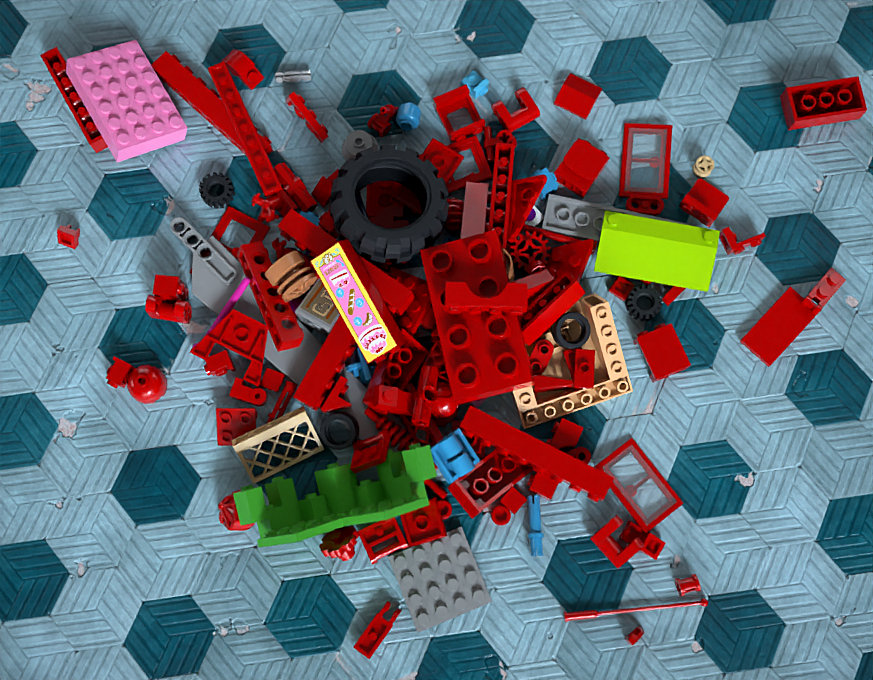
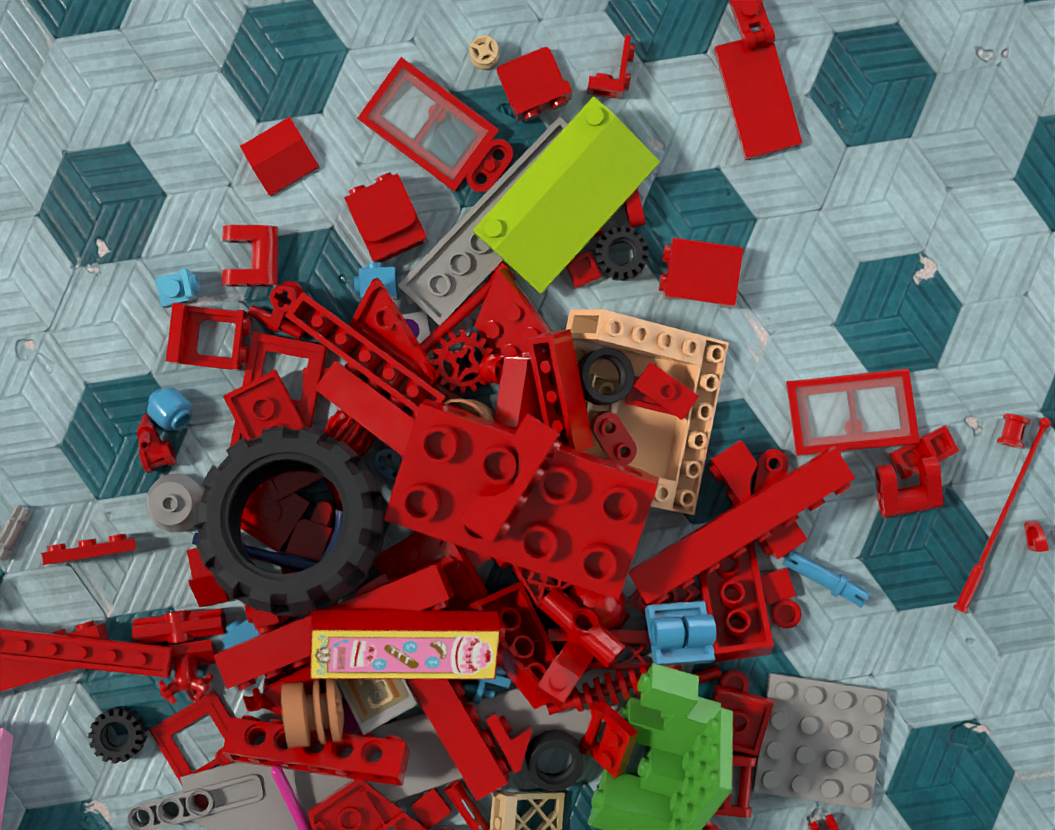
camera: 60 degrees left, 10 degrees up
(547, 384) = (653, 452): red slope -> none

